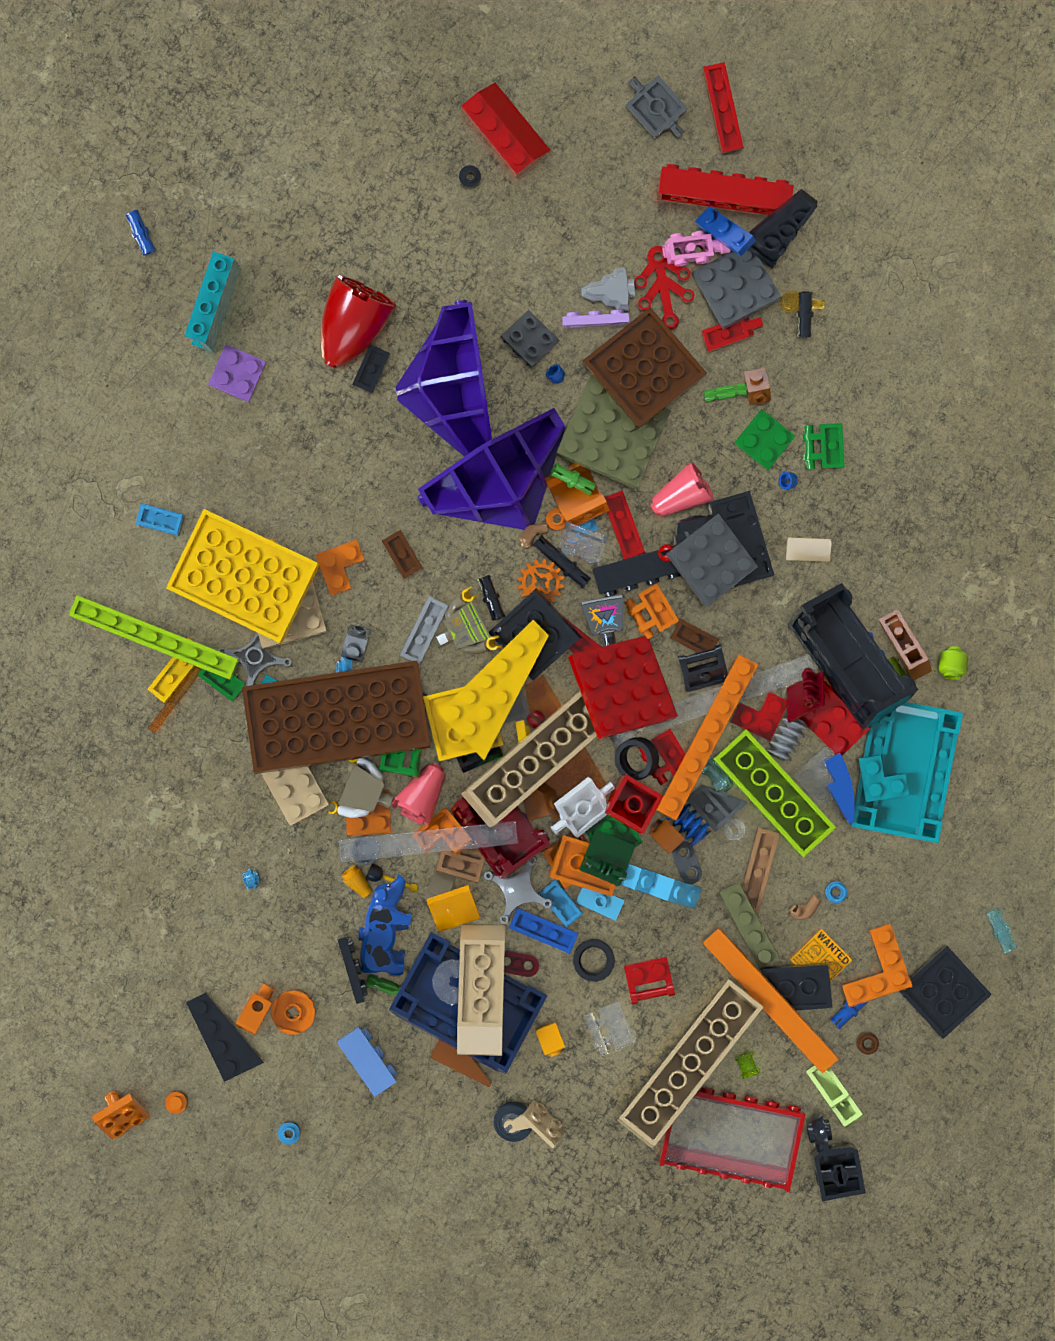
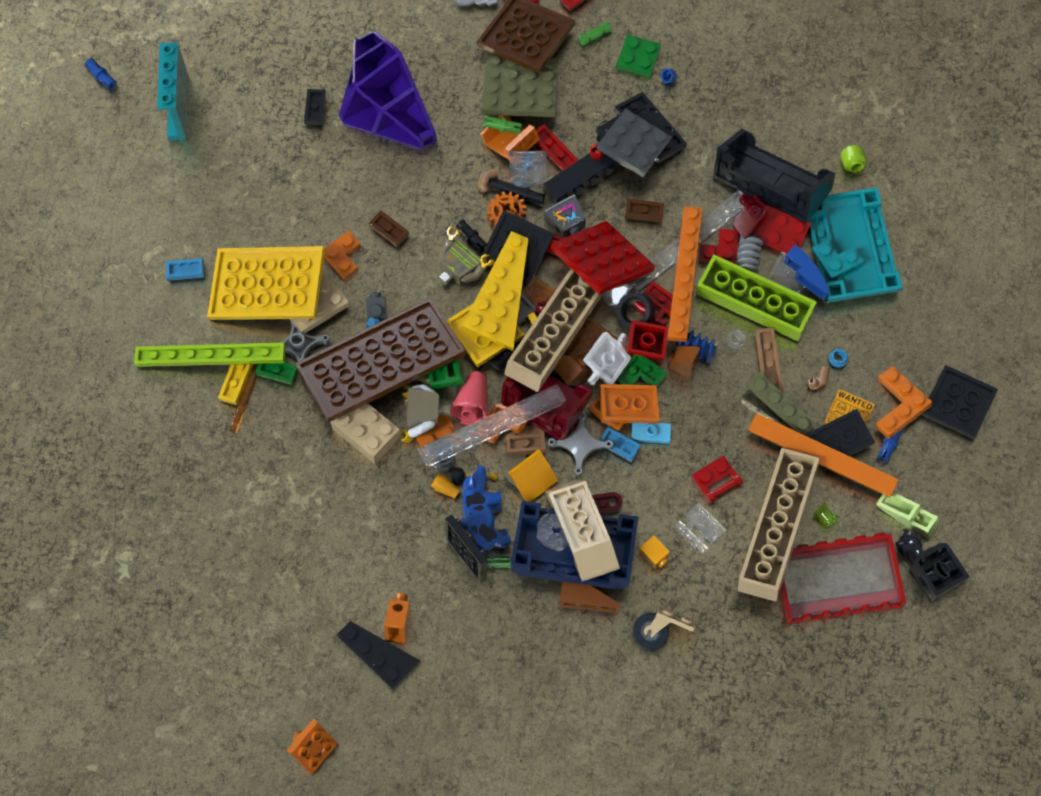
camera: 15 degrees left, 20 degrees down
(175, 1102) = (356, 722): orange plate -> none
(237, 373) = (210, 146): medium lavender plate -> none
(250, 879) = (356, 516): dark azure plate -> none
(289, 1126) = (463, 718): dark azure plate -> none
(304, 1006) = (438, 602): orange plate -> none
(352, 320) = (286, 73): red cylinder -> none
(368, 1060) = (508, 625): medium blue brick -> none
(424, 630) = (427, 276): light grey plate -> none
(501, 478) = (440, 143): dark purple panel -> none
(529, 338) = (429, 46): dark grey hinge -> none
(543, 930) = (614, 470): blue plate -> none
(549, 519) = (500, 167): orange plate -> none
(555, 374) = (459, 63): blue hinge -> none
(594, 977) = (666, 464): black tyre -> none
(595, 318) = (474, 16): lavender plate -> none
(607, 857) = (643, 389): dark green hinge -> none
(657, 607) = (606, 198): orange plate -> none
(661, 886) = (697, 399): medium azure arch -> none
(682, 492) = (591, 108): coral cone -> none
(687, 862) = (708, 377): dark grey plate -> none
(704, 674) = (662, 233): black plate -> none
(715, 806) = (713, 326): dark grey wing -> none
(719, 778) = (709, 305): clear light blue plate -> none
(757, 386) = (618, 20): dark orange bracket -> none
(808, 549) = (705, 118): tan slope -> none
(831, 446) = (691, 42): green plate -> none
(867, 1050) = (919, 460): reddish brown plate -> none
(905, 645) = (810, 157): dark orange slope -> none
(1001, 930) = (982, 340): clear light blue pin -> none

